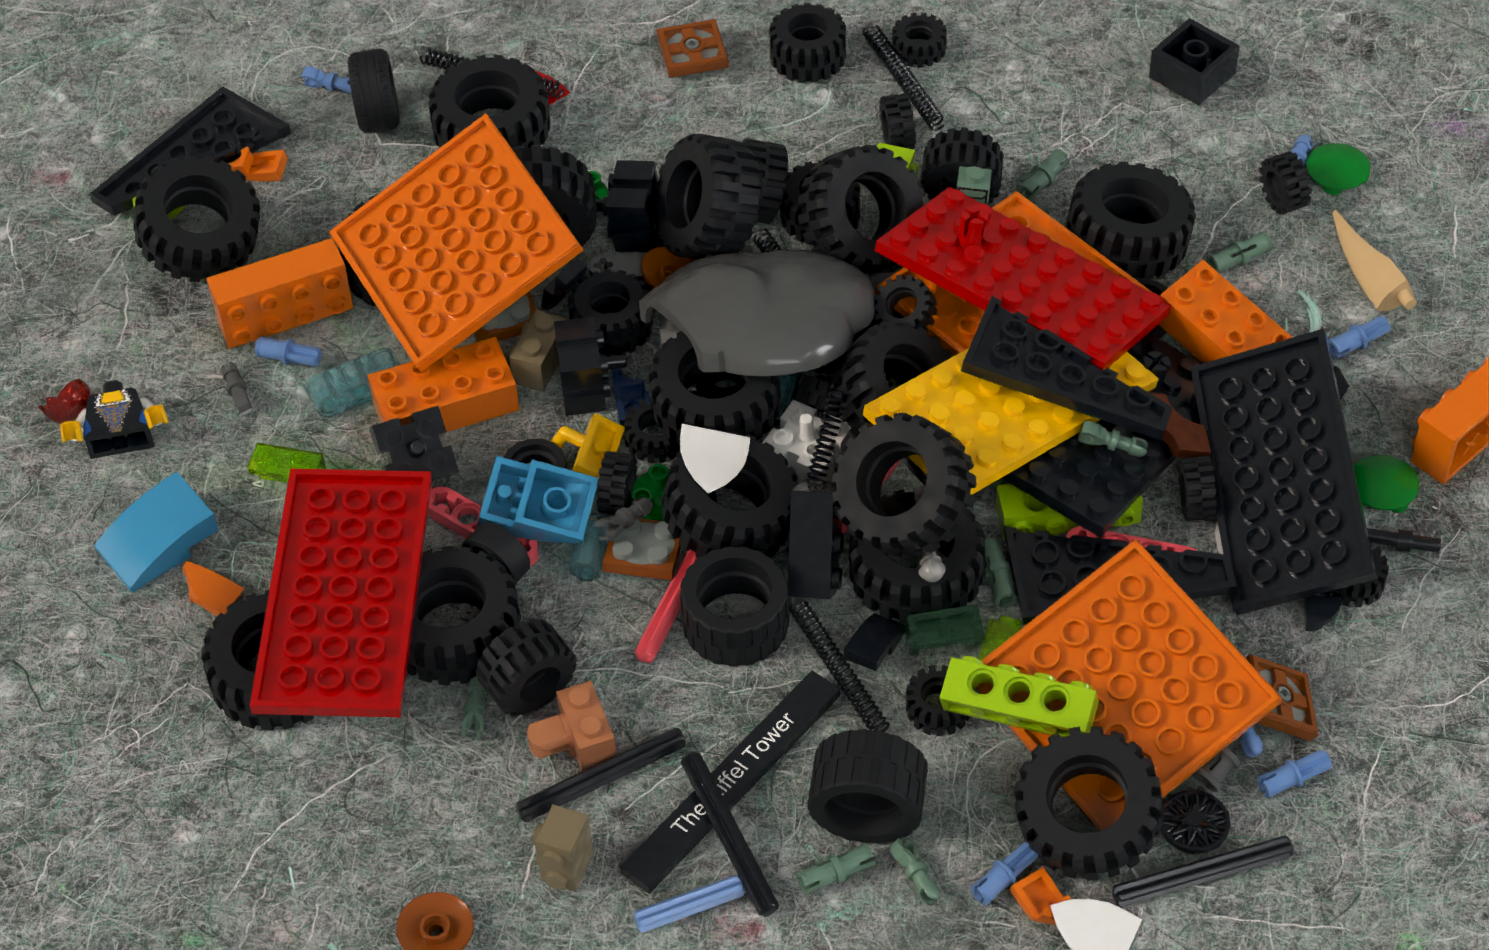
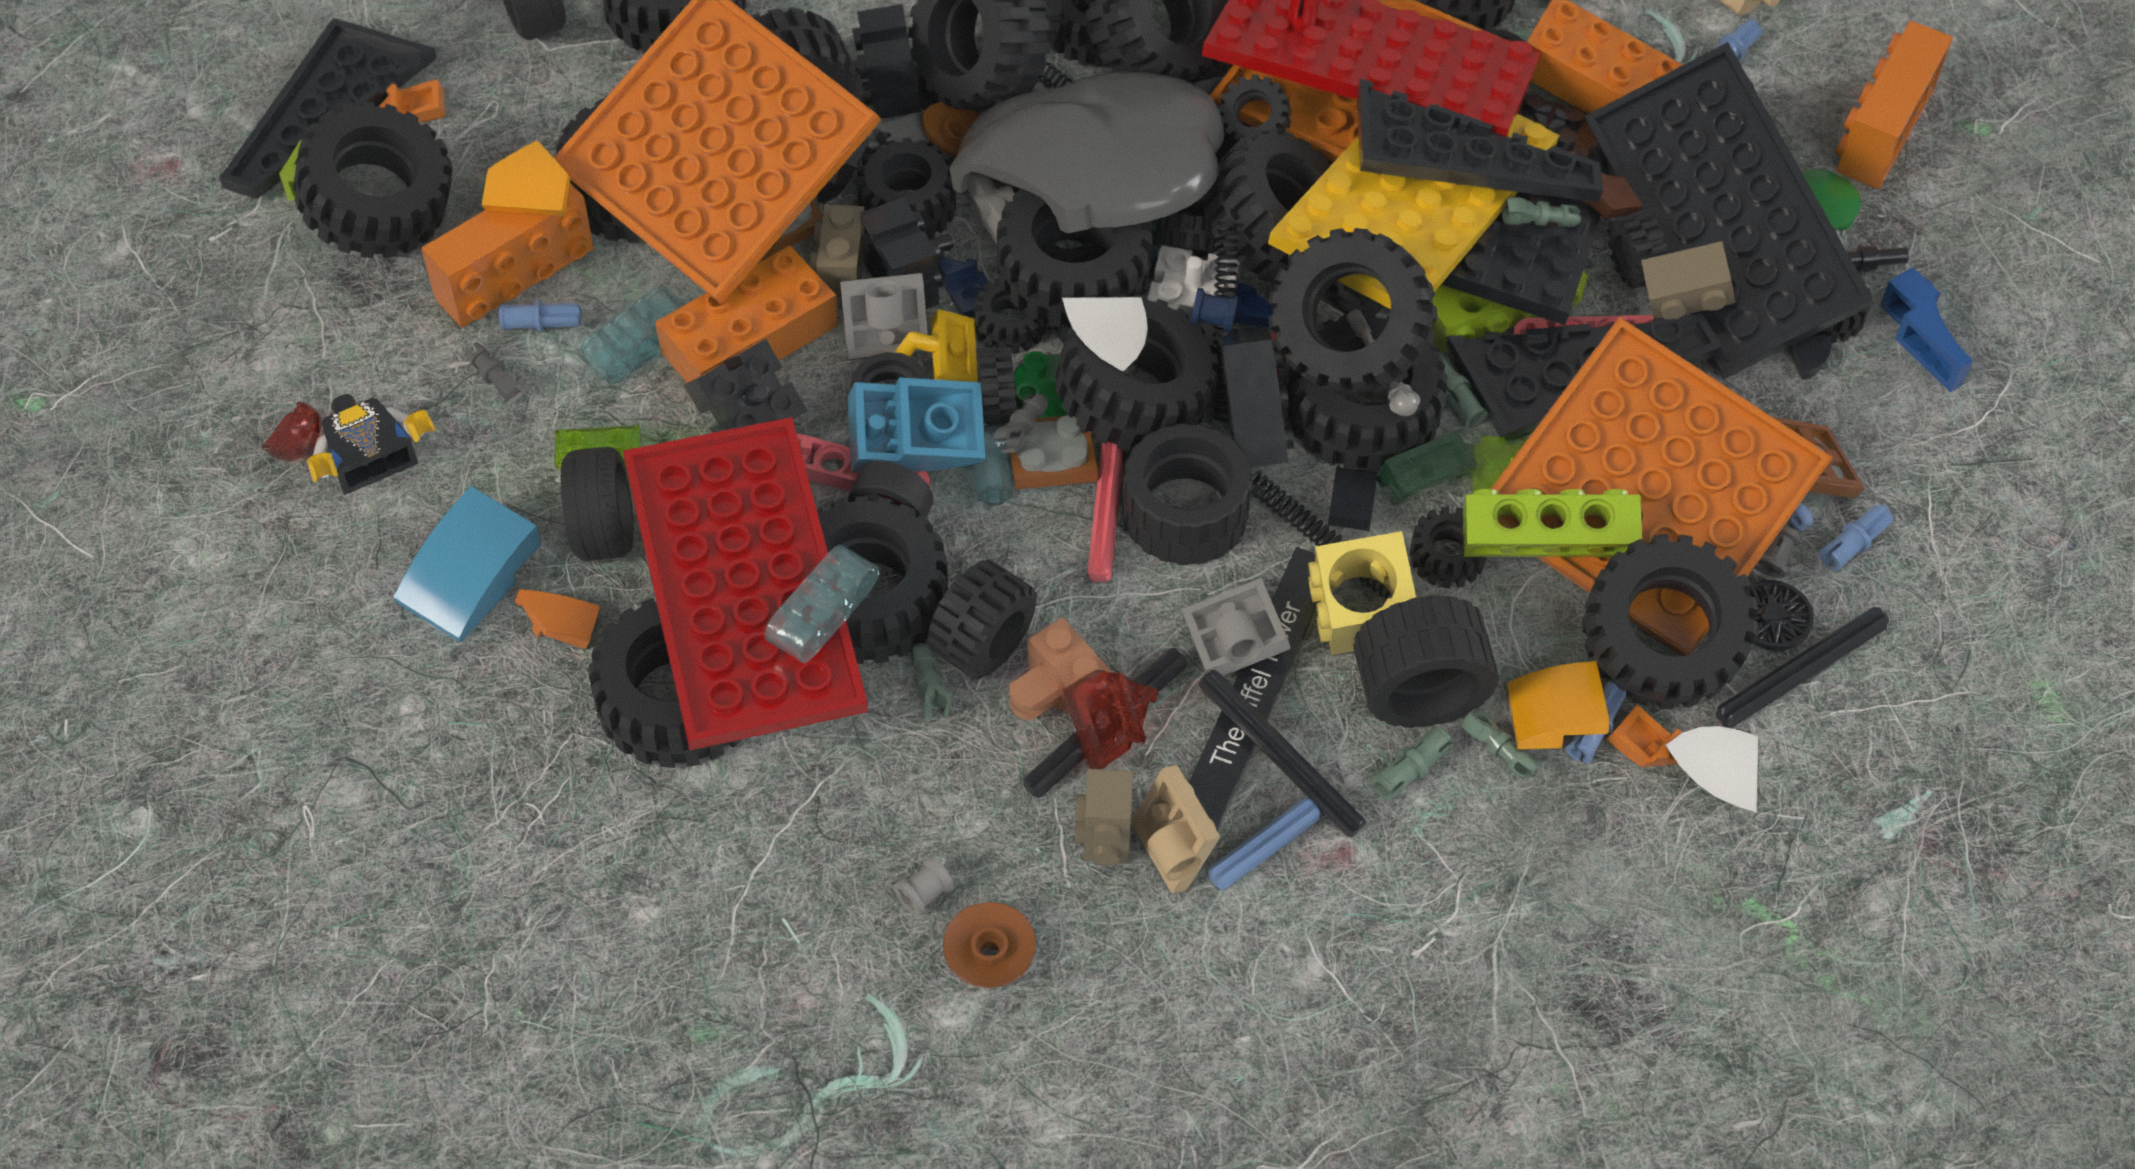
camera: 20 degrees left, 5 degrees up
(258, 505) = (597, 503): none -> black tyre
(302, 244) = (527, 183): none -> light orange slope
(390, 622) = (821, 603): none -> clear light blue beam
(403, 868) = (923, 886): none -> light grey bush
(546, 405) = (882, 313): none -> light grey plate
(598, 767) = (1108, 714): none -> clear red slope
(612, 873) = (1175, 829): none -> tan plate
(732, 724) = (1236, 628): none -> light grey plate
(804, 460) = (1214, 309): none -> dark blue bush
(828, 690) = (1372, 557): none -> light yellow brick
(973, 849) = (1557, 703): none -> light orange slope
(1223, 524) = (1688, 281): none -> dark tan brick
(1426, 591) = (1922, 332): none -> blue slope

